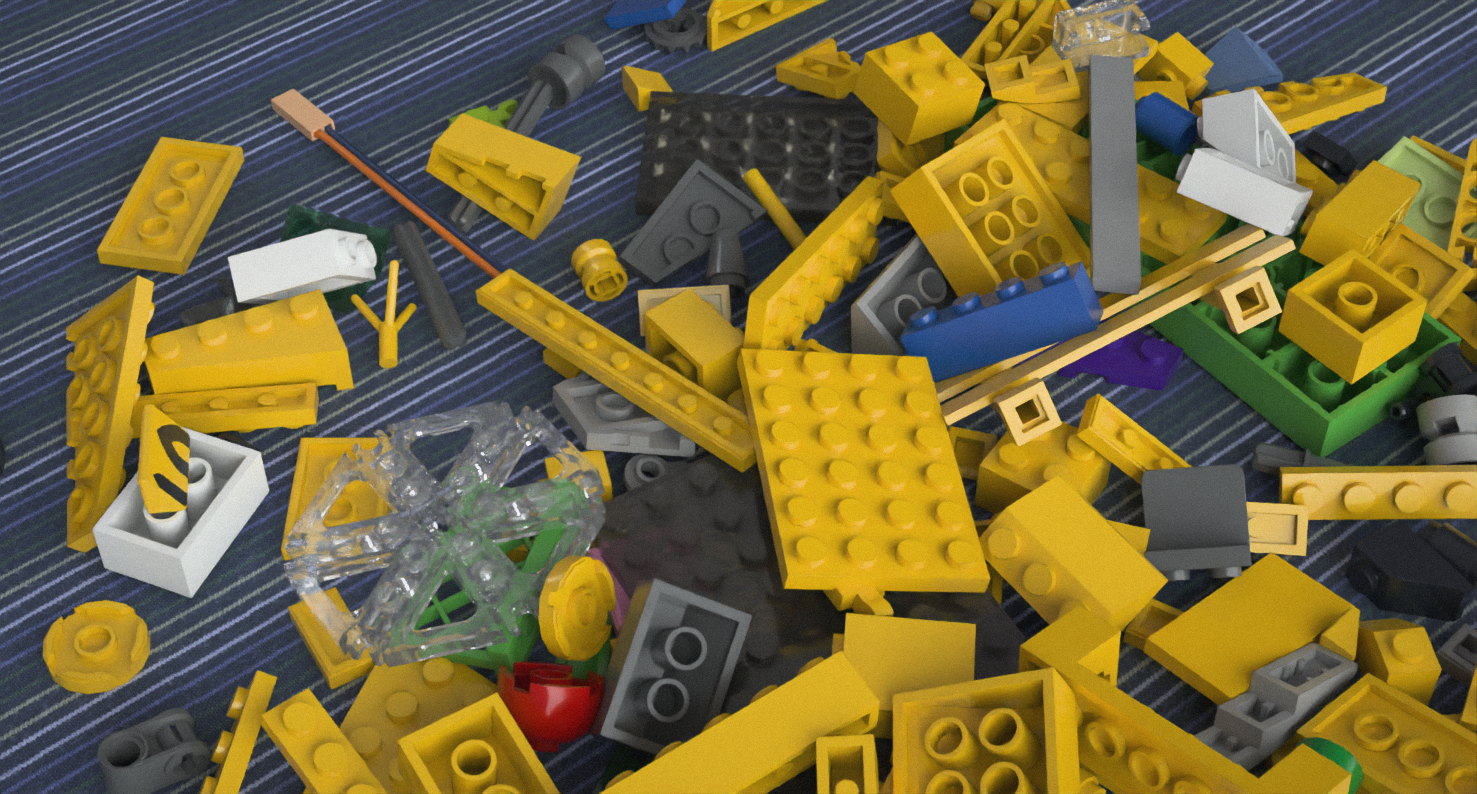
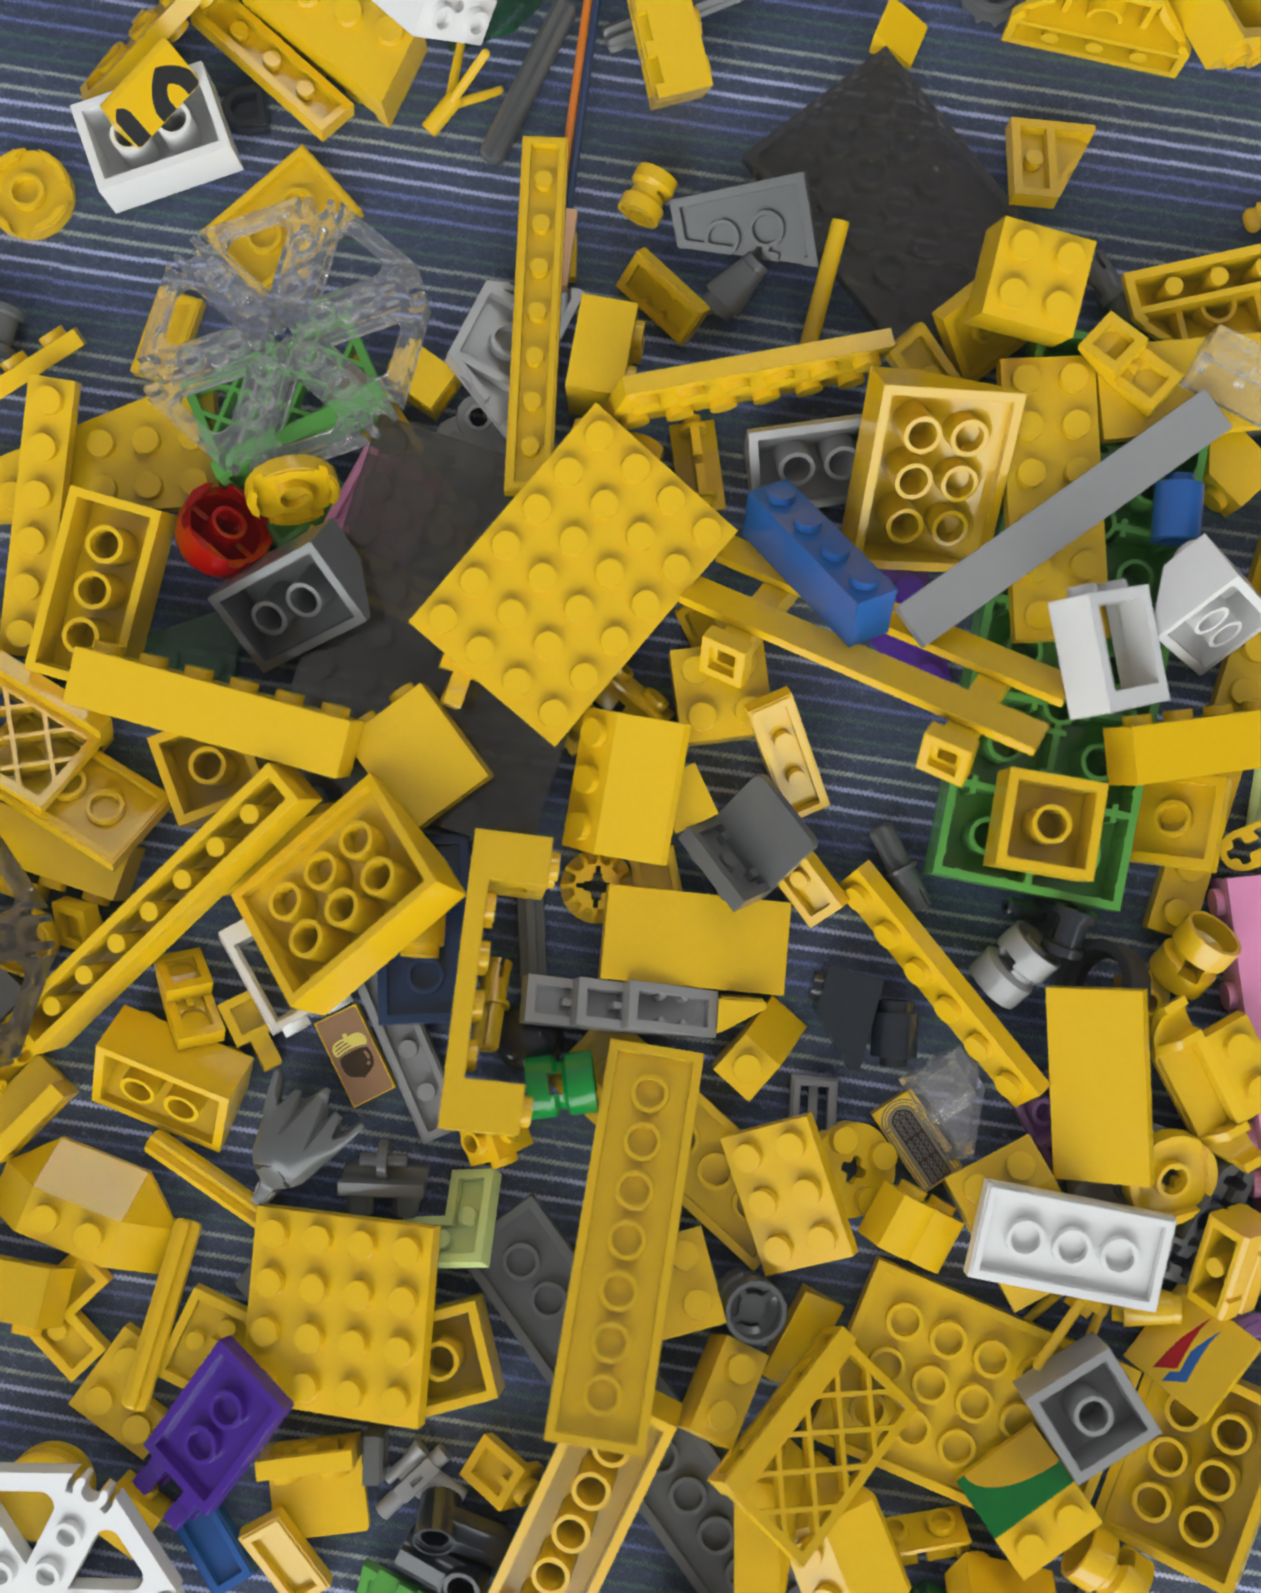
camera: 50 degrees right, 40 degrees up
(1155, 687) = (582, 869): none -> yellow gear

